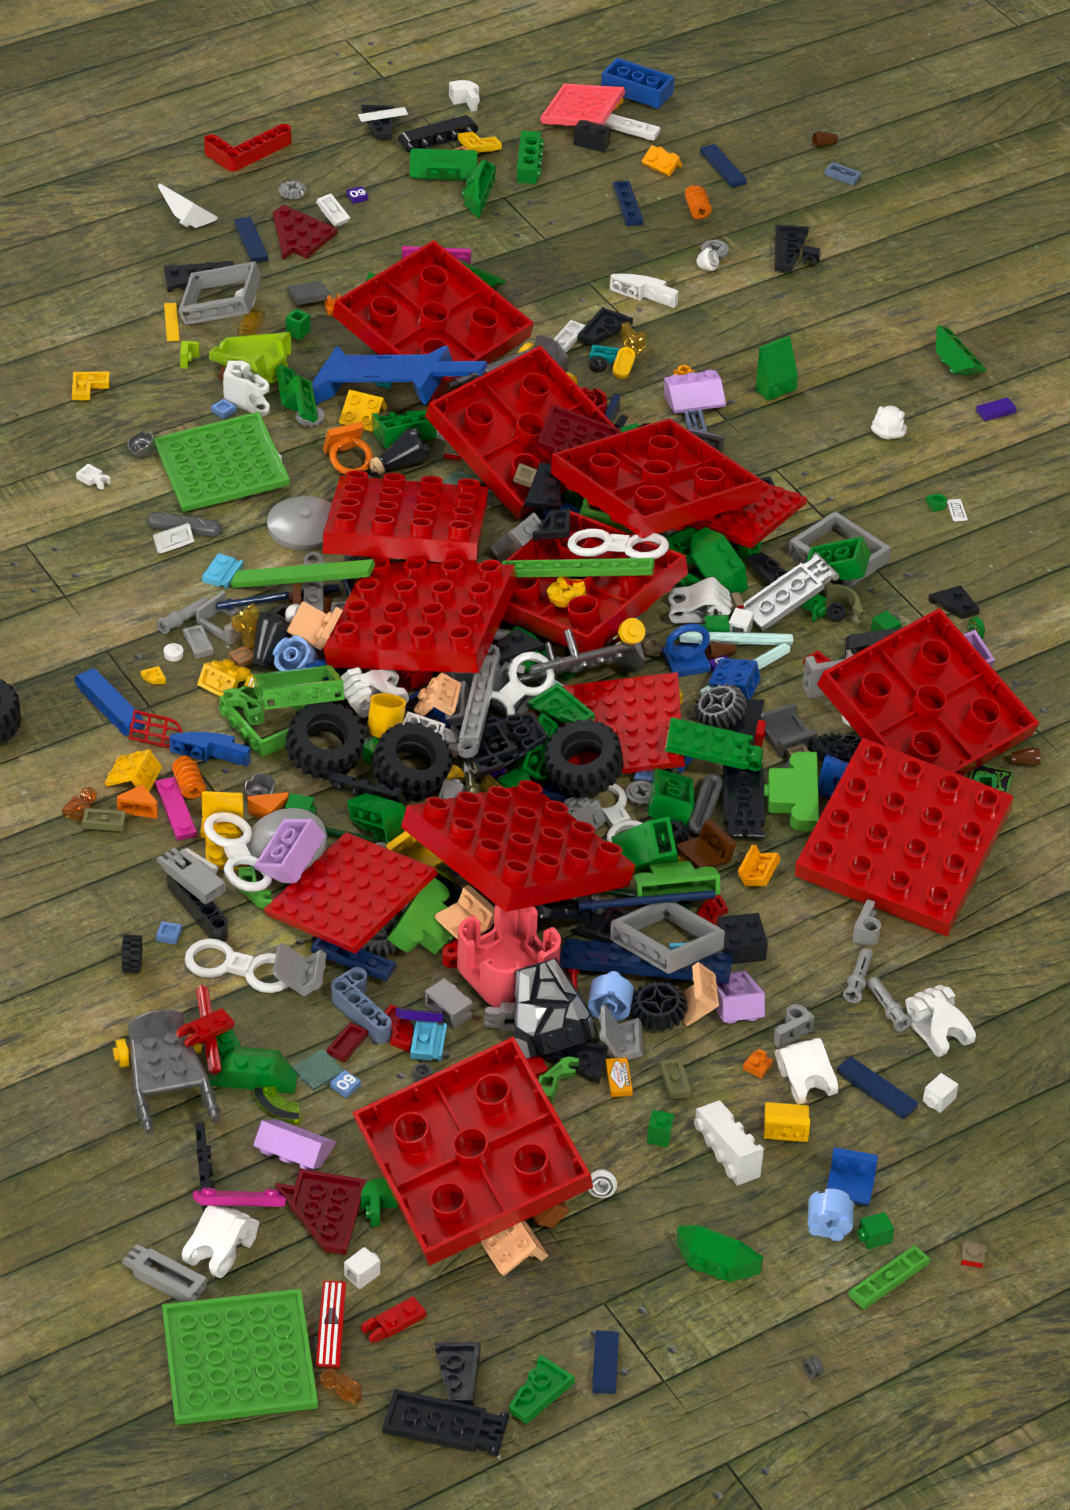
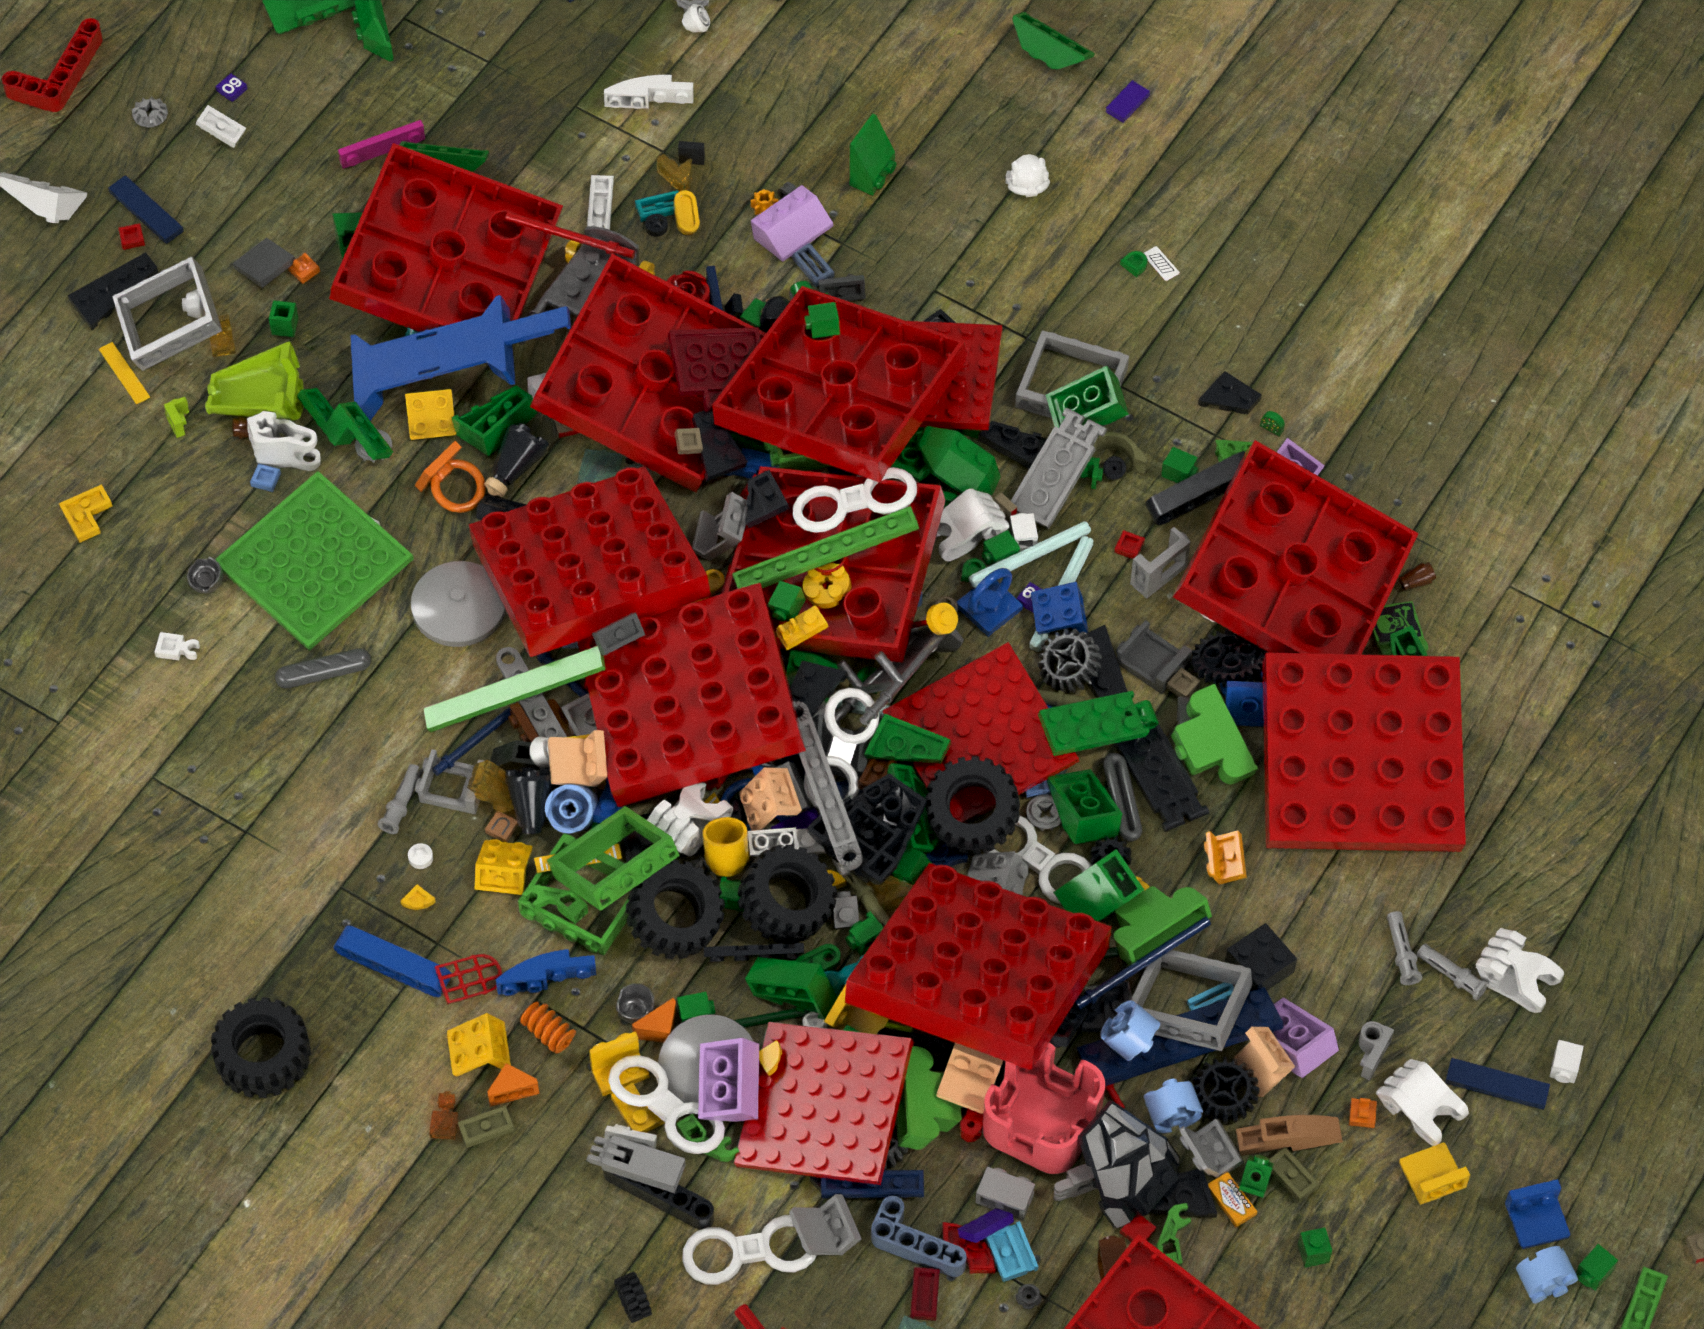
camera: 25 degrees left, 15 degrees up
(169, 933) = (648, 1243): medium blue tile -> none
(173, 538) = (325, 695): white hinge -> none
(175, 808) = (554, 1072): dark pink plate -> none
(198, 641) = (439, 827): light grey tile -> none
(222, 570) = (406, 714): medium azure plate -> none
(230, 251) = (131, 236): none -> red tile
(300, 232) = (196, 173): dark red wing -> none
(329, 848) = (770, 1057): none -> yellow tile
(390, 555) = (618, 633): none -> dark grey tile
(523, 335) = (610, 247): none -> red bar
(527, 586) = (786, 601): none -> green brick
(527, 606) = (801, 627): none -> yellow plate
(602, 326) = (632, 166): black wing -> none
(605, 931) = (1130, 1030): none -> light blue brick
(647, 1071) = (1253, 1185): none -> green brick
(653, 330) = (692, 151): none -> black piece
(666, 434) = (822, 320): none -> green brick
(694, 1049) = (1289, 1131): none -> medium nougat slope
(710, 848) = (1160, 857): reddish brown bracket -> none
(712, 909) = (1205, 942): red tile -> none
(718, 649) = (1022, 577): reddish brown cone -> none
(729, 1142) = (1393, 1230): white wedge -> none
(760, 733) = (1128, 674): red tile -> none
(867, 926) = (1374, 878): light grey plate -> none

